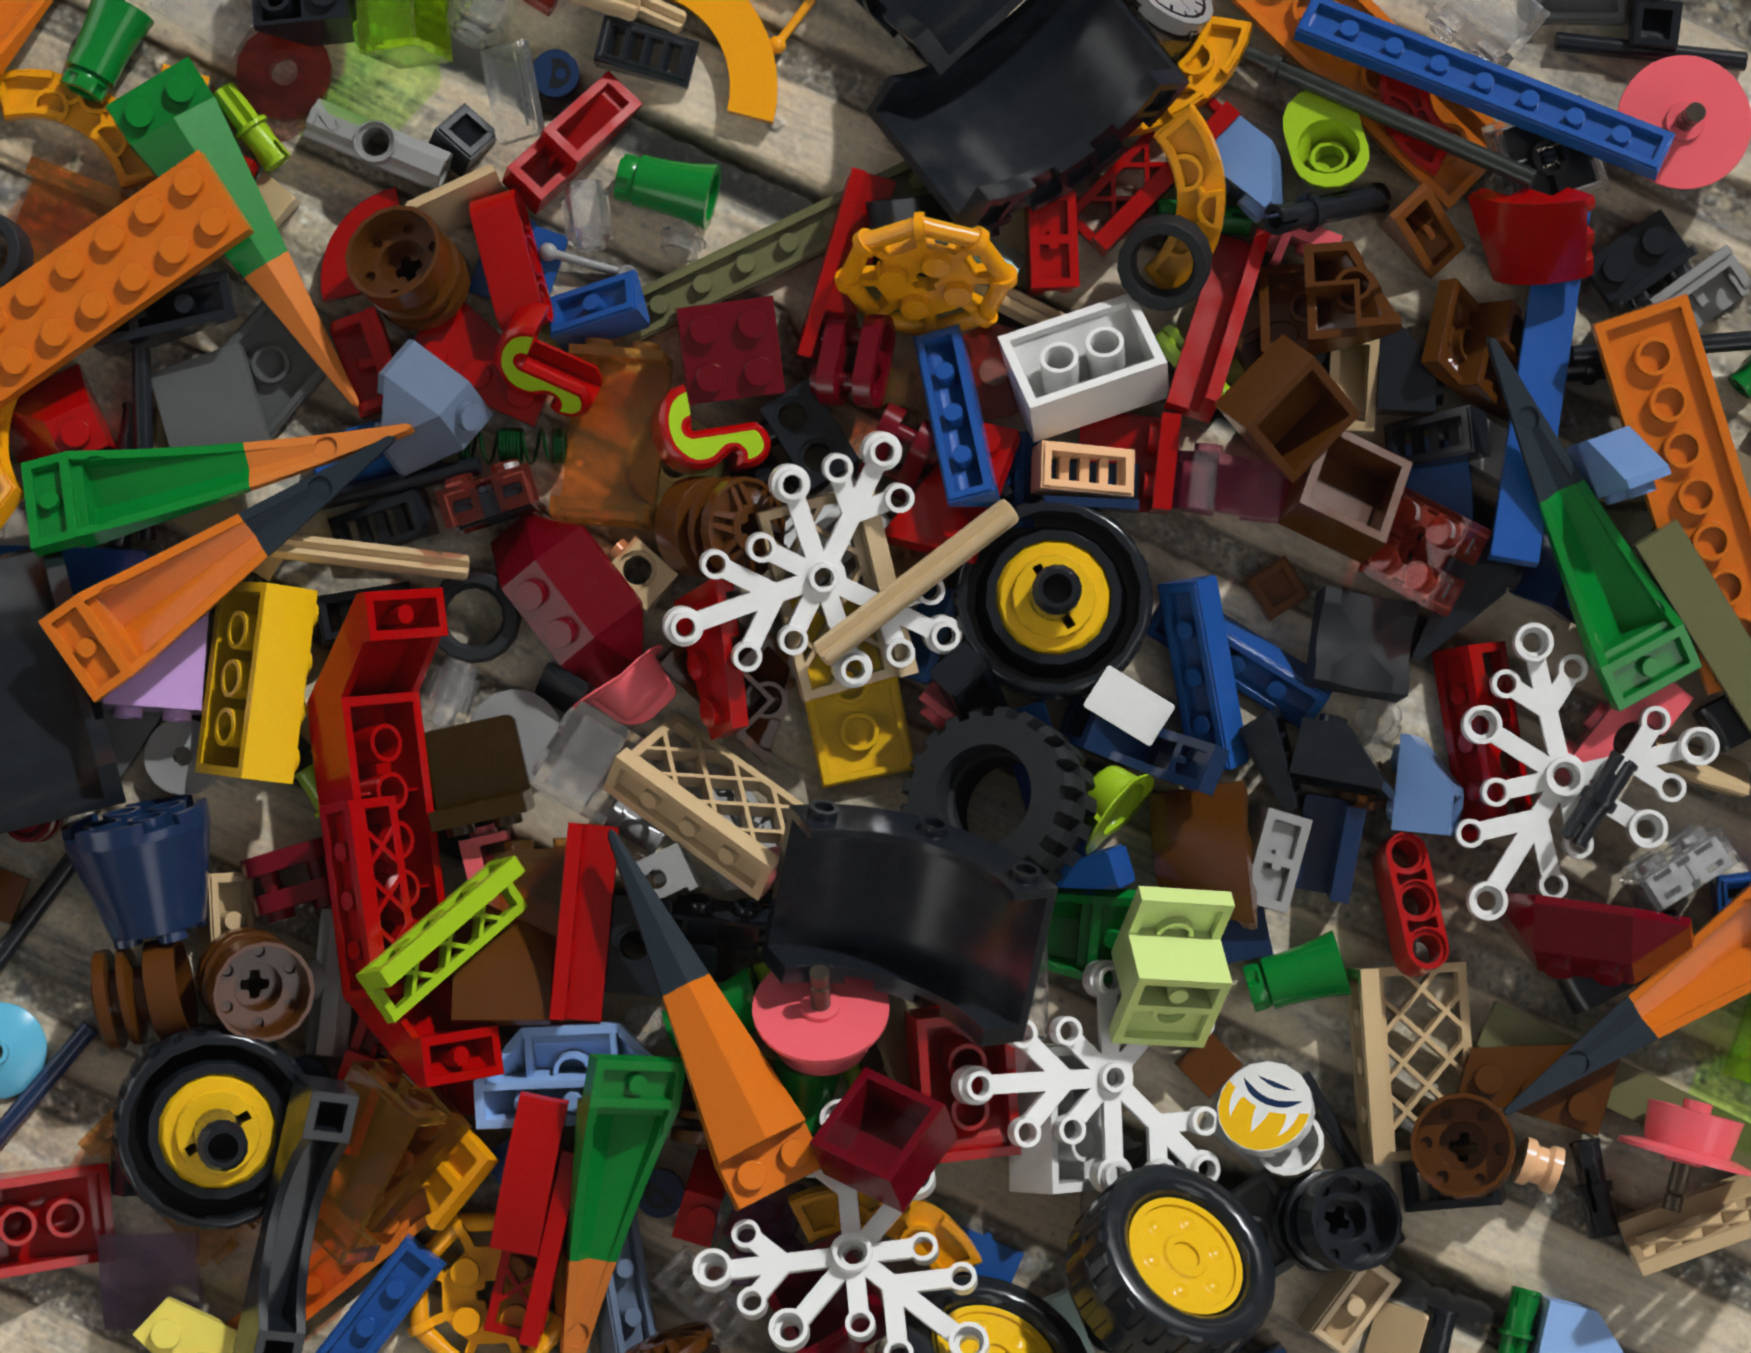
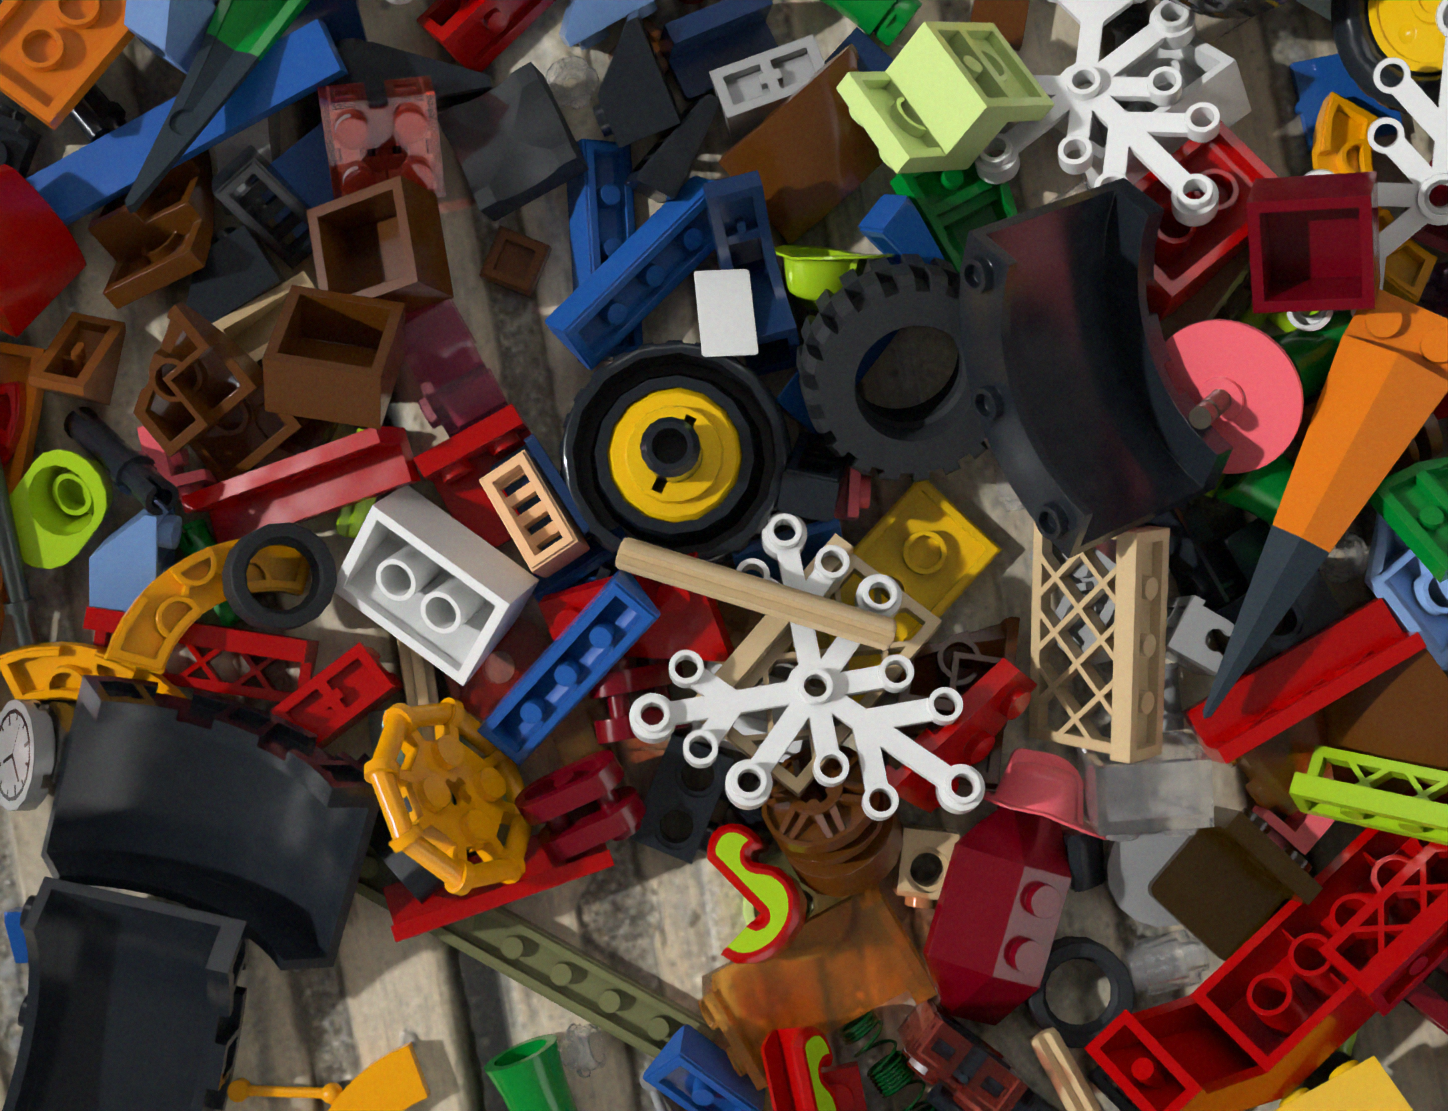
camera: 115 degrees left, 0 degrees up
(730, 350) = (656, 932): dark red piece -> none

